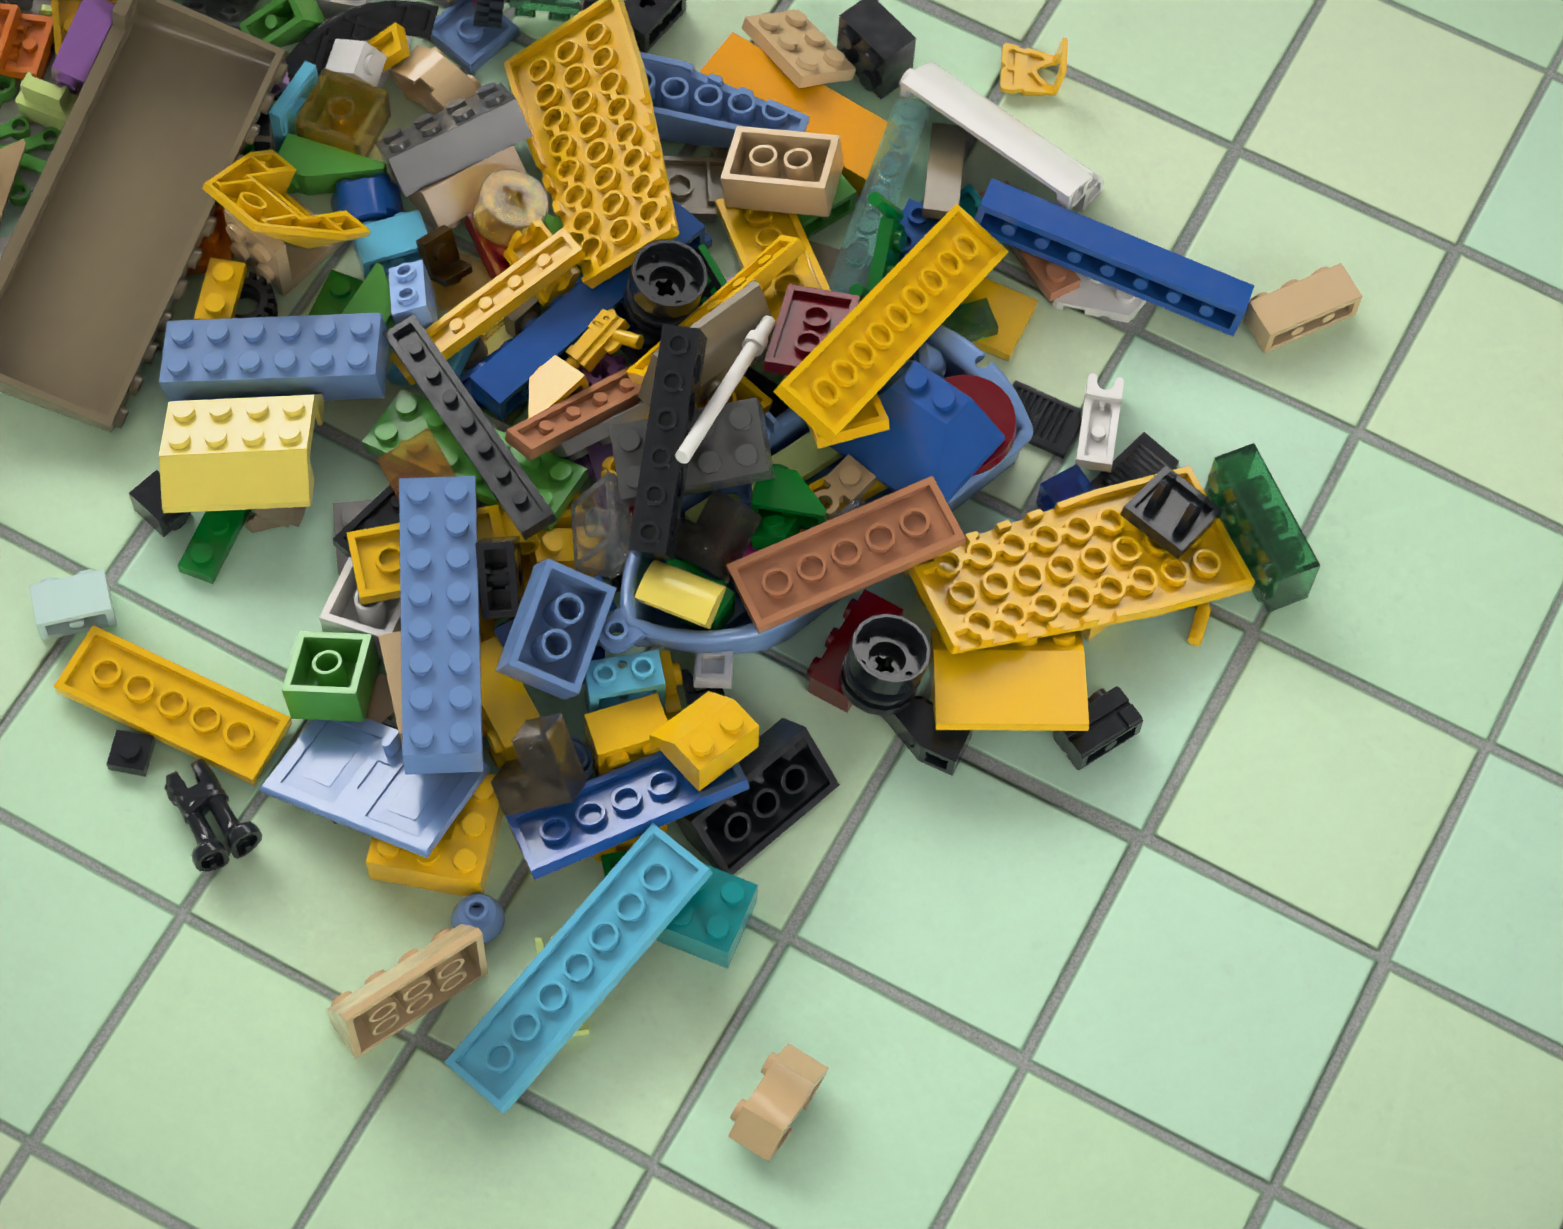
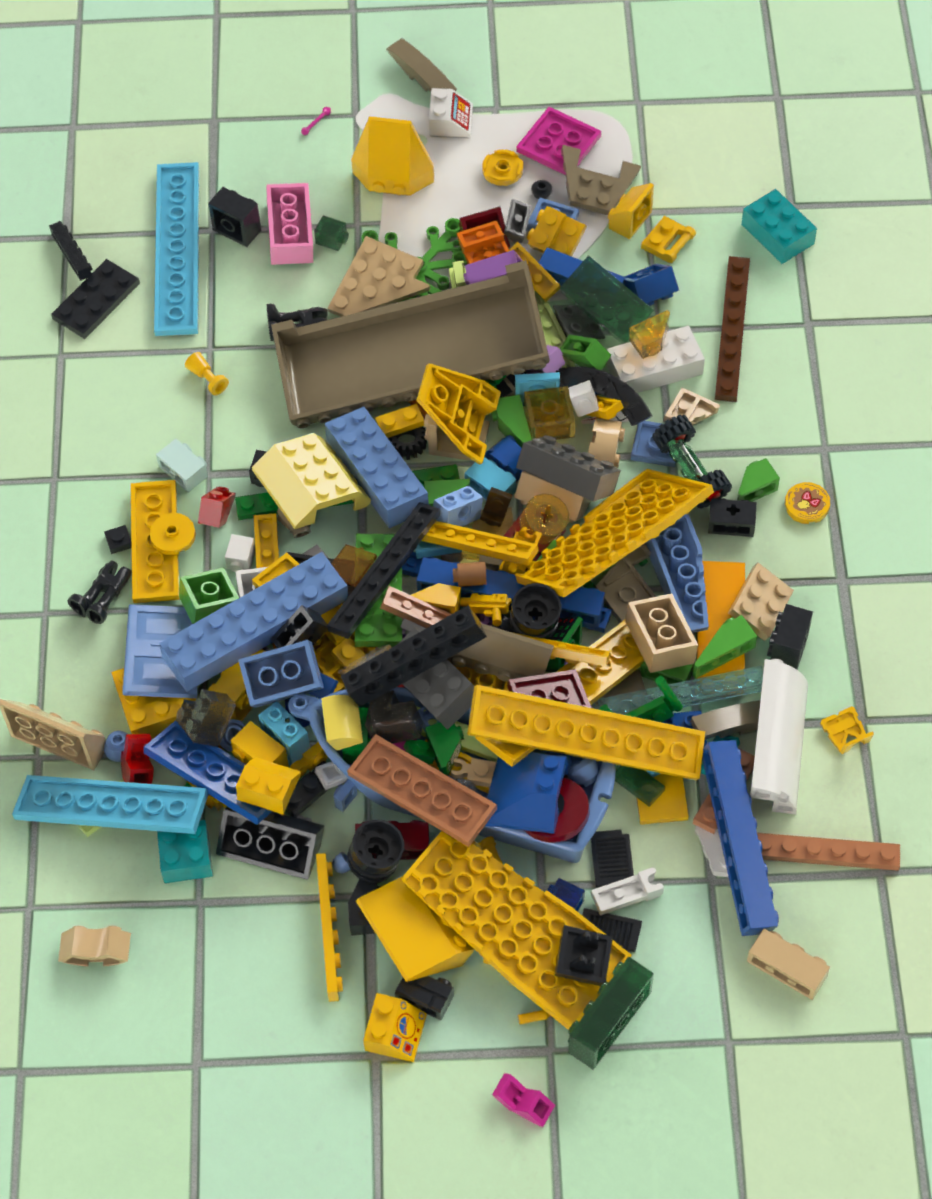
camera: 65 degrees right, 5 degrees down
(178, 595) = (216, 507): none -> slope
(188, 688) = (174, 542): none -> yellow plate
(278, 605) = (240, 553): none -> white brick
(285, 565) = (266, 539): none -> yellow plate
(530, 908) = (134, 763): none -> red brick
(546, 331) = (470, 574): none -> medium nougat brick
(749, 671) = (344, 795): none -> medium blue plate
(752, 346) = (513, 668): white bar -> none
(843, 112) = (729, 642): none -> bright green slope
(846, 729) = (340, 863): none -> medium blue hinge
(942, 797) = (330, 936): none -> yellow plate
(1121, 792) = (394, 1028): none -> yellow slope
(1183, 175) = (830, 851): none -> nougat plate
(1309, 694) = (524, 1102): none -> dark pink slope

